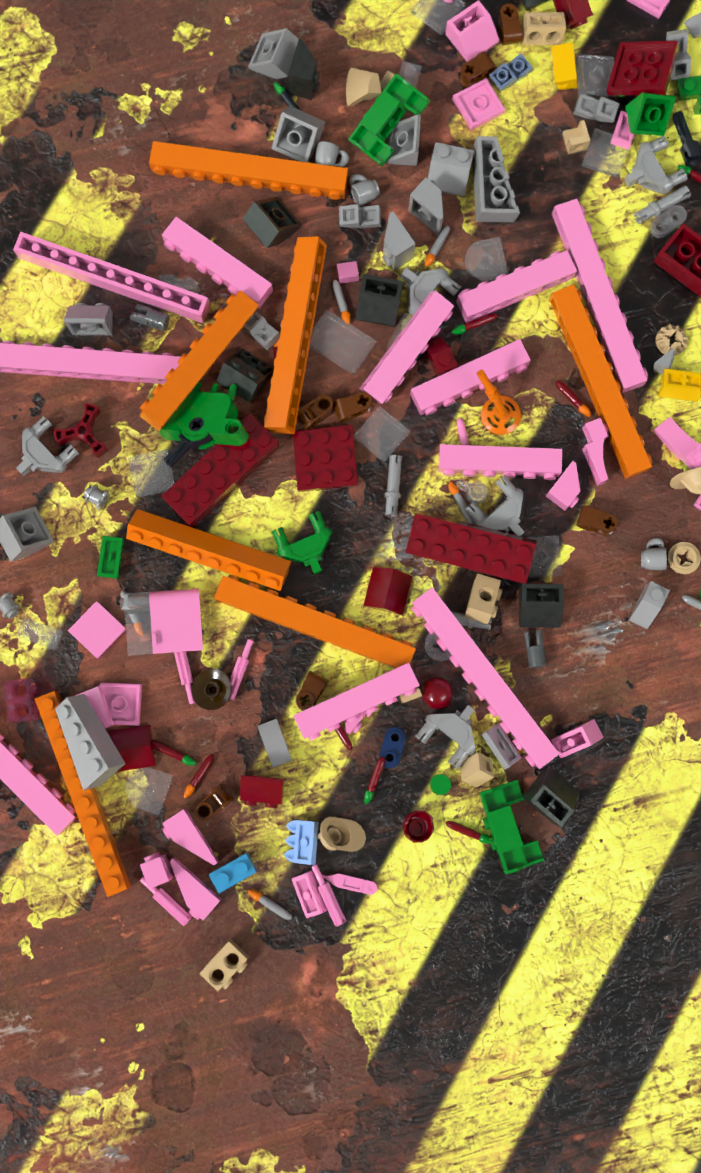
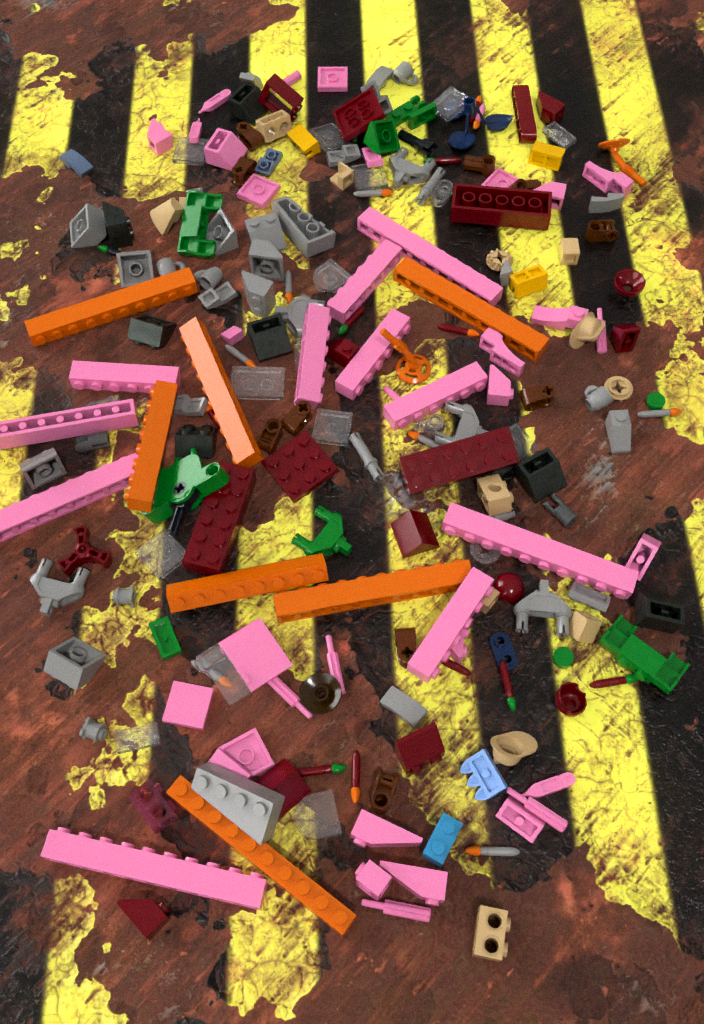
camera: 30 degrees left, 20 degrees down
(608, 184) = (373, 193): none -> light grey piece

